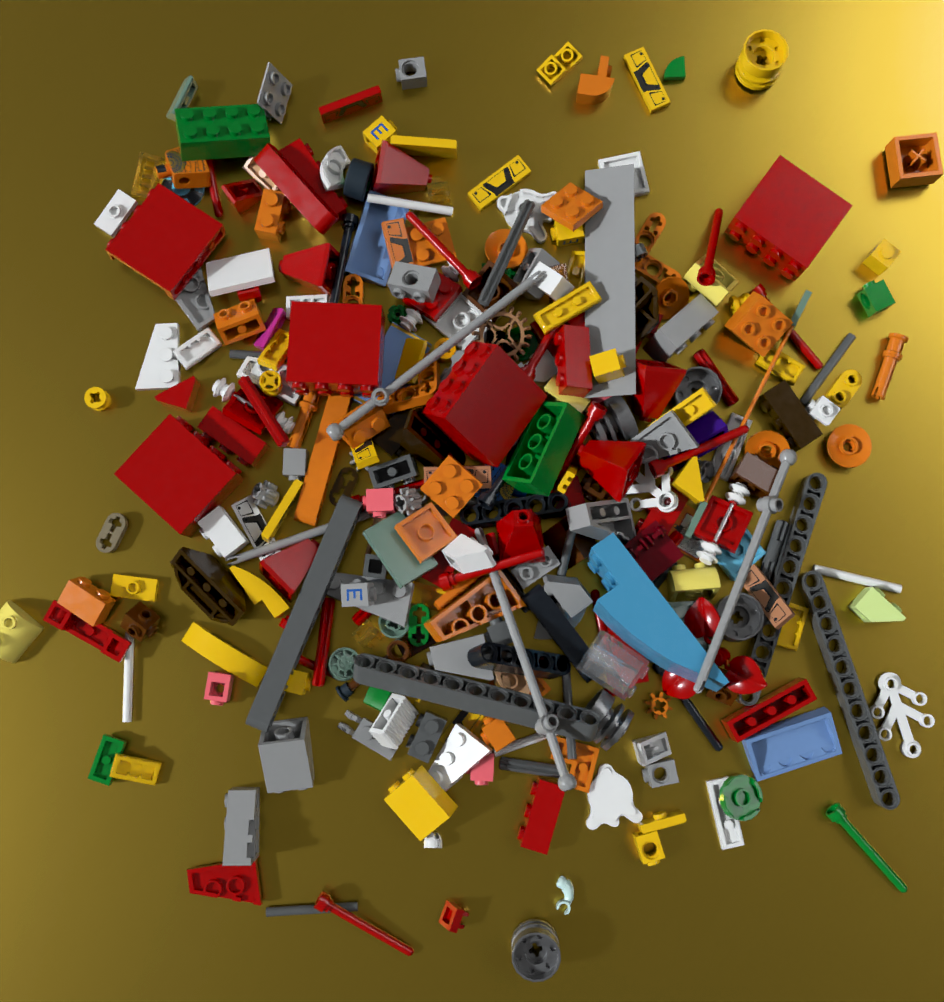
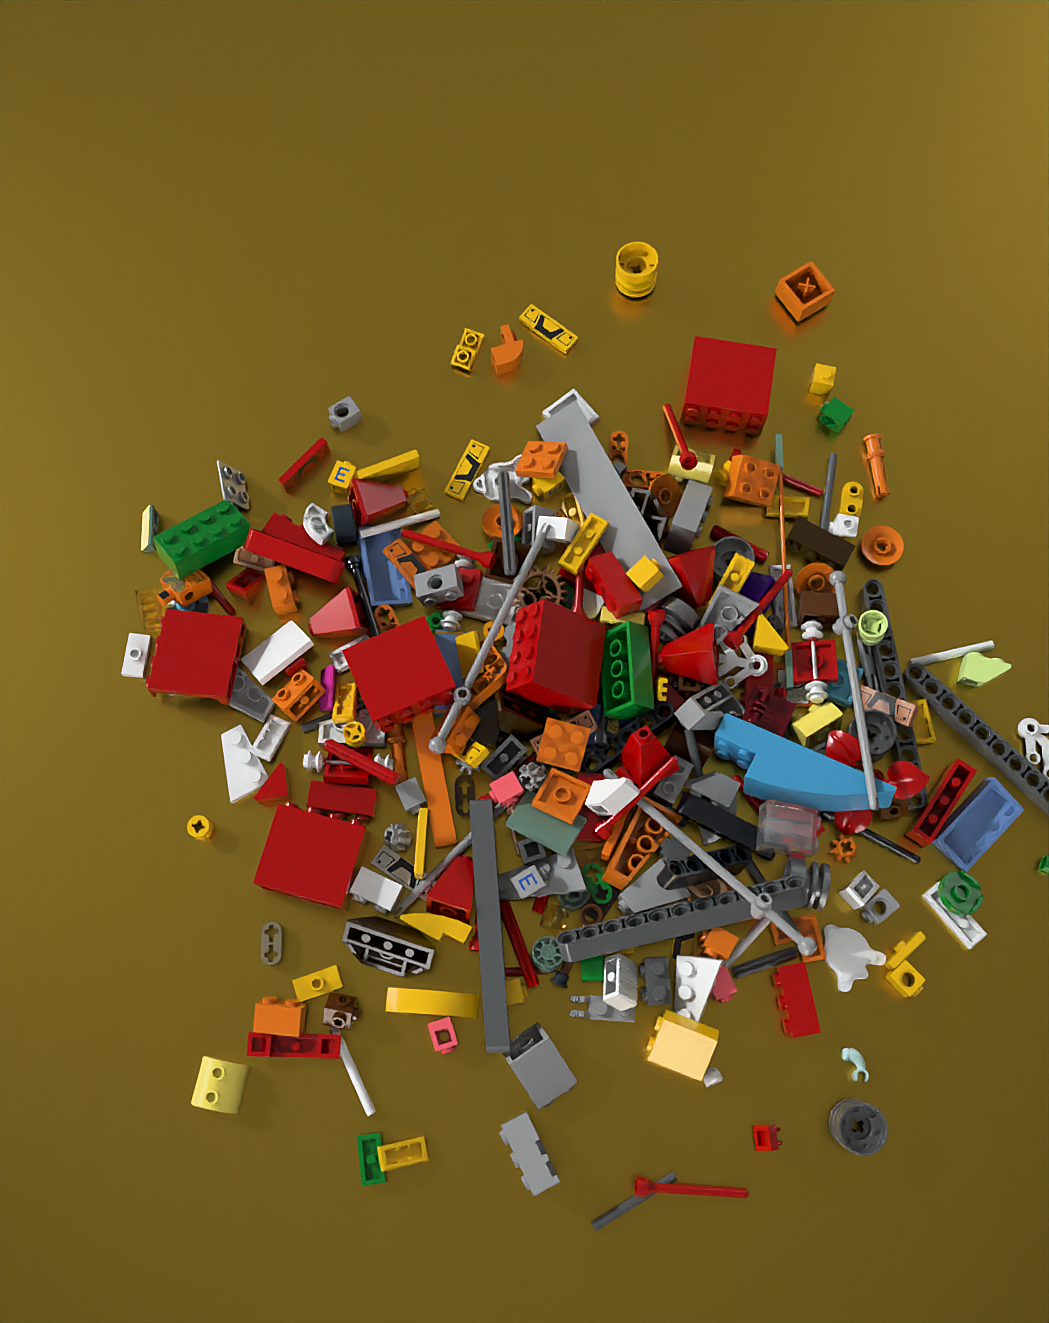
camera: 25 degrees left, 10 degrees down
(228, 882) = (542, 1215): red wing -> none
(675, 70) = (568, 310): green tile -> none
(793, 519) = (871, 627): none -> yellowish green wheel

